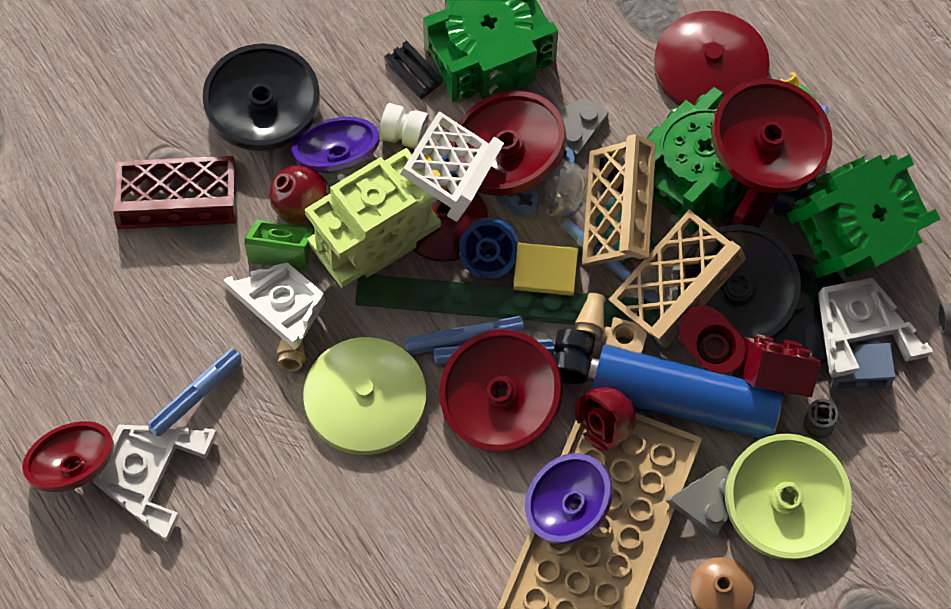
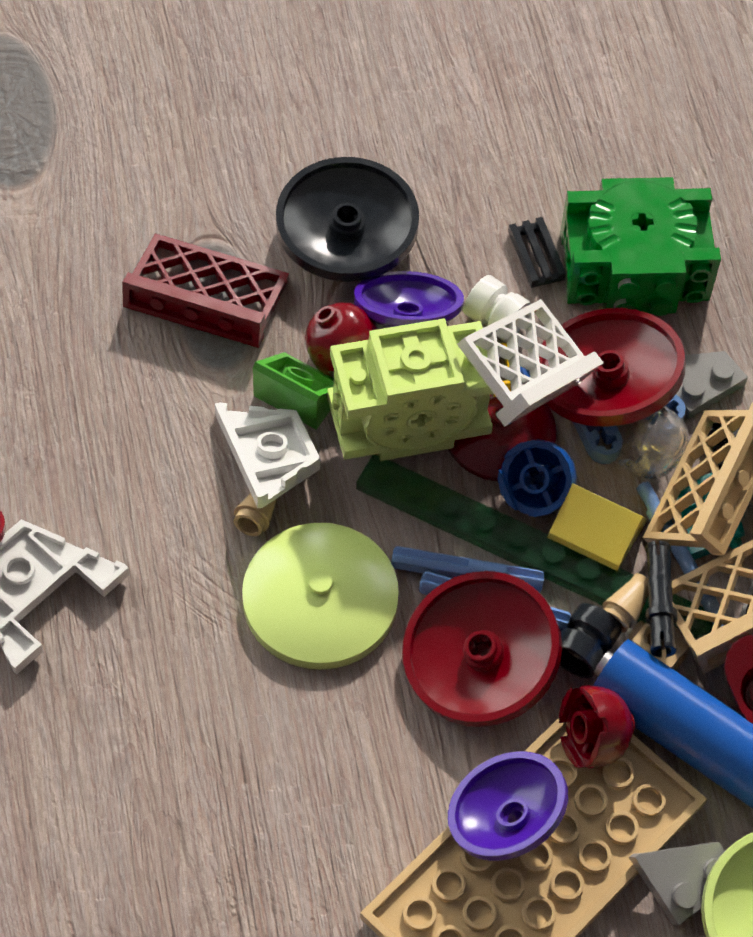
camera: 20 degrees right, 5 degrees down
(194, 392) = (123, 516): medium blue axle -> none
(619, 316) = (661, 613): none -> black pin

